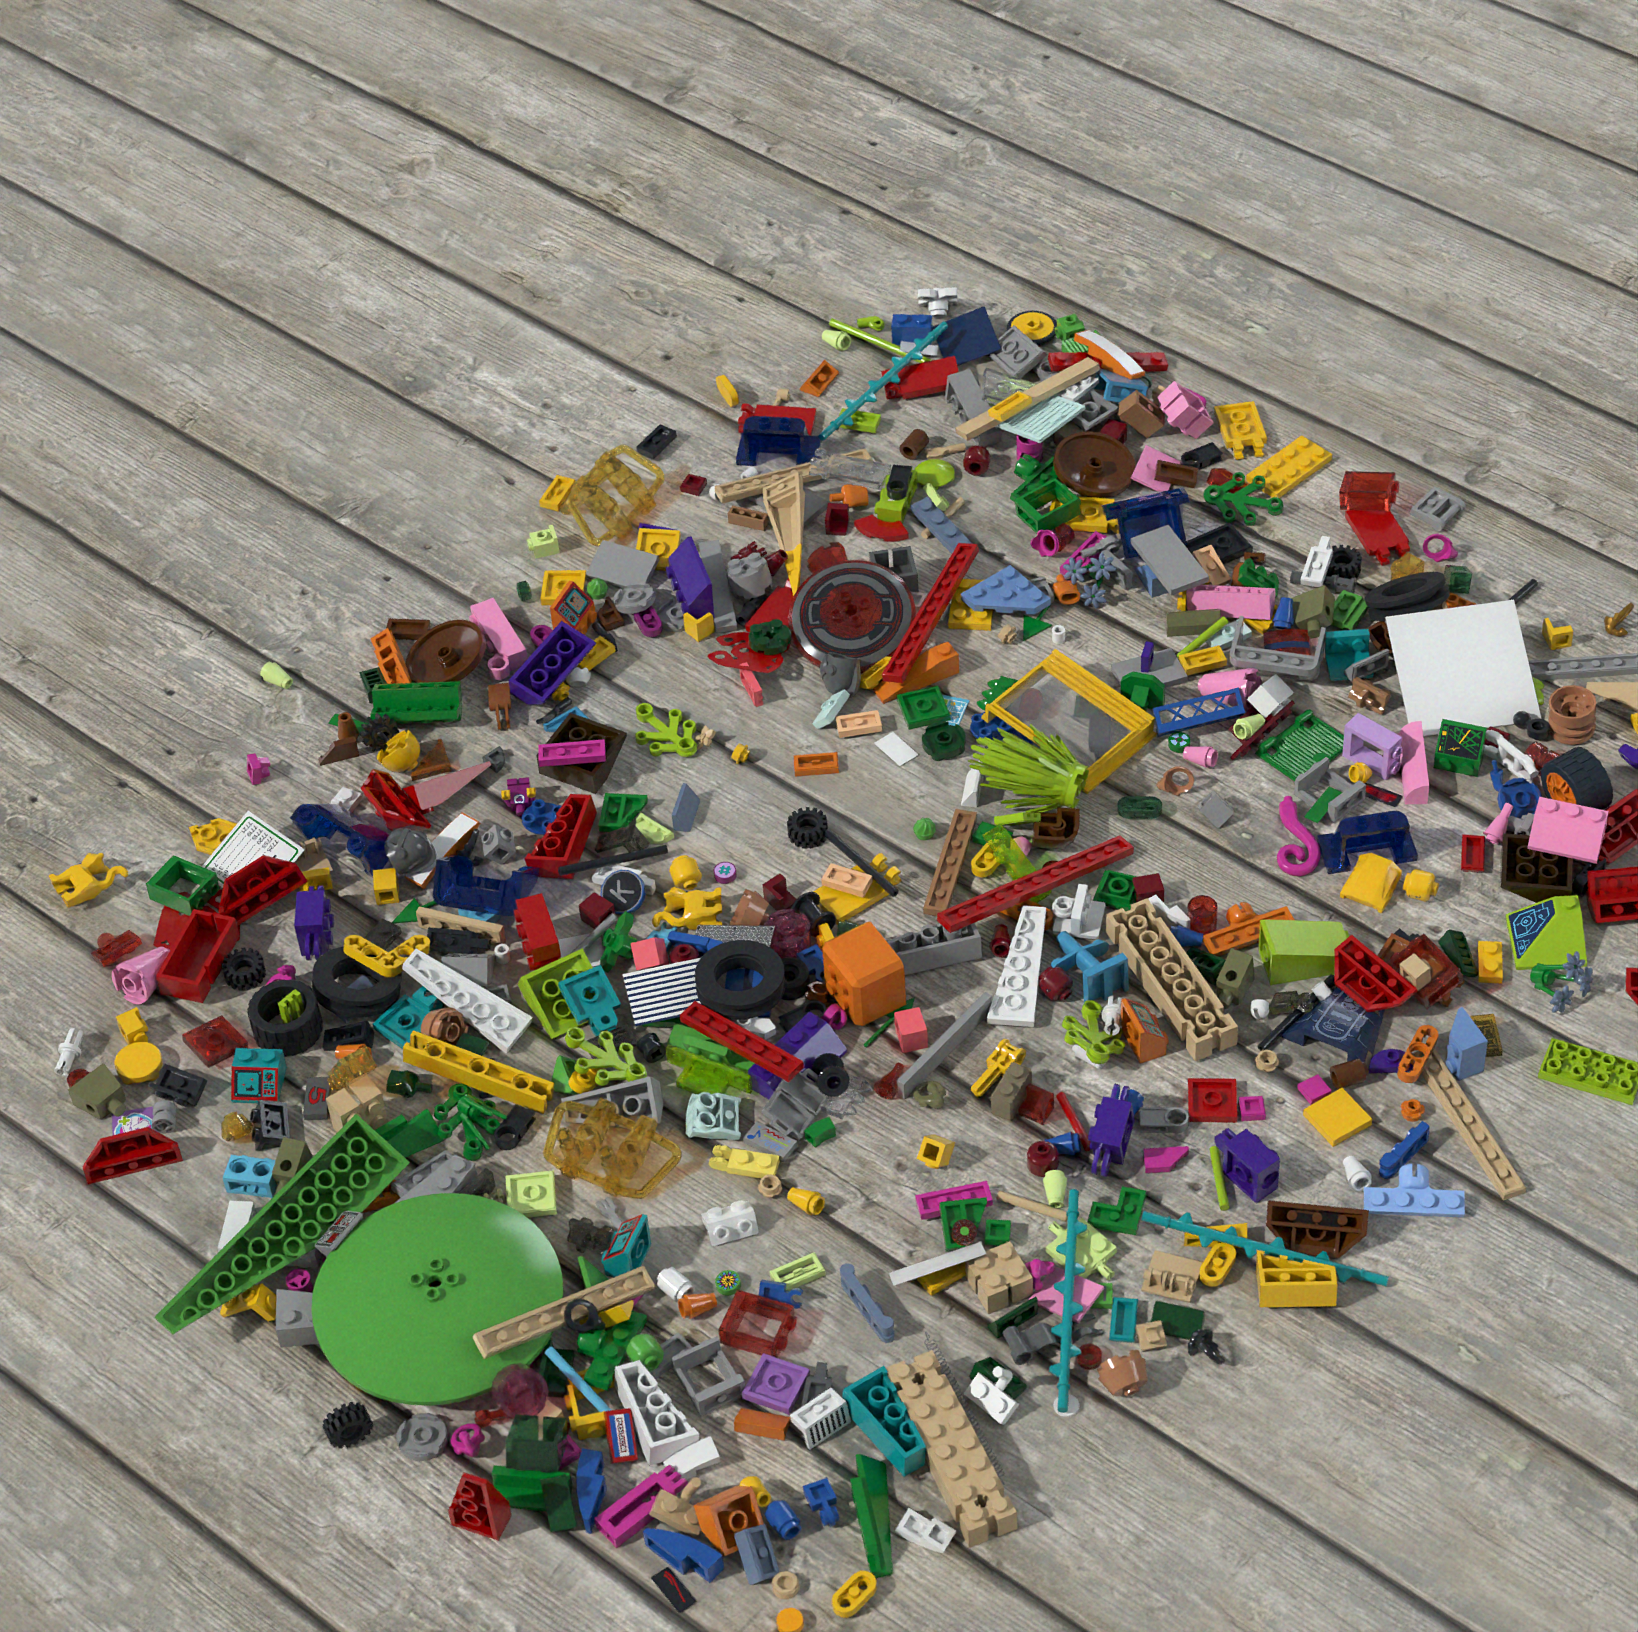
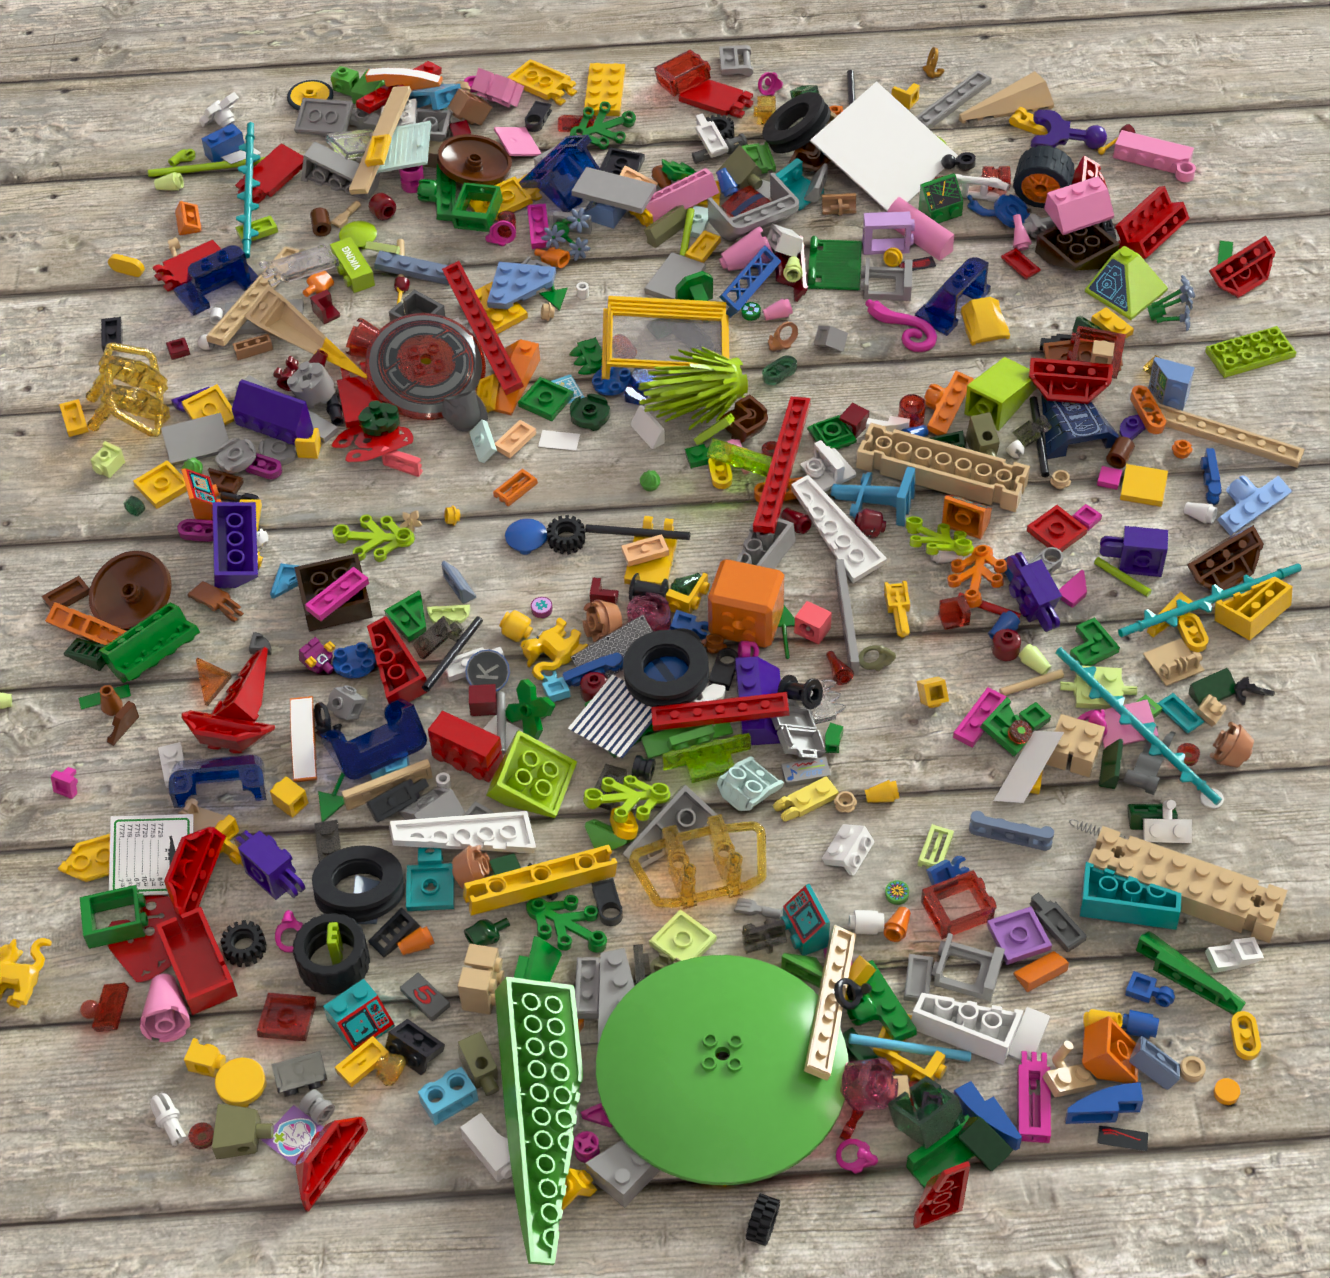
camera: 45 degrees left, 5 degrees up
(216, 1108) = (360, 1061): none -> yellow plate
(338, 1231) = (587, 1079): light grey slope -> none
(351, 1069) = (464, 944): clear yellow arch -> none
(382, 724) = (145, 684): black gear -> none
(386, 963) = (329, 855): yellow beam -> none
(401, 752) = (180, 687): yellow cylinder -> none
(409, 850) = (288, 753): dark grey helmet -> none
(422, 1437) = (810, 1185): light grey tile -> none
(472, 1109) = (566, 909): green plant -> none
(500, 639) = (176, 555): bright pink hinge -> none
(553, 713) = (267, 583): black piece -> none
(598, 1010) = (574, 767): teal plate -> none
(620, 1435) = (965, 1058): tile -> none
(646, 1349) = (912, 983): bright green head -> none
(649, 953) = (568, 700): coral piece -> none
(777, 806) = (526, 535): none -> blue dish
(821, 1417) = (1079, 930): white panel -> none
(888, 531) = (358, 297): red tile -> none
(899, 478) = (347, 248): black piece -> none
(916, 539) = (401, 285): none -> dark red hinge
(950, 862) = (697, 491): medium nougat plate -> none
(968, 337) = (272, 125): dark blue sticker -> none
(1011, 1091) = (930, 615): dark tan brick -> none
(1111, 543) = (552, 205): light grey plate -> none
(1112, 1016) = (933, 516): white arm -> none
(1118, 1074) = (981, 555): none -> orange plant
(1147, 657) = (669, 266): dark purple tile -> none
(1176, 474) = (535, 136): reddish brown tile -> none
(1256, 557) = (658, 159): reddish brown tile -> none
(1320, 808) = (895, 291): green sticker -> none
(1321, 990) = (1042, 409): white piece -> none
(1420, 885) = (1018, 303): yellow head -> none
(1572, 714) = (982, 136): nougat wheel -> none

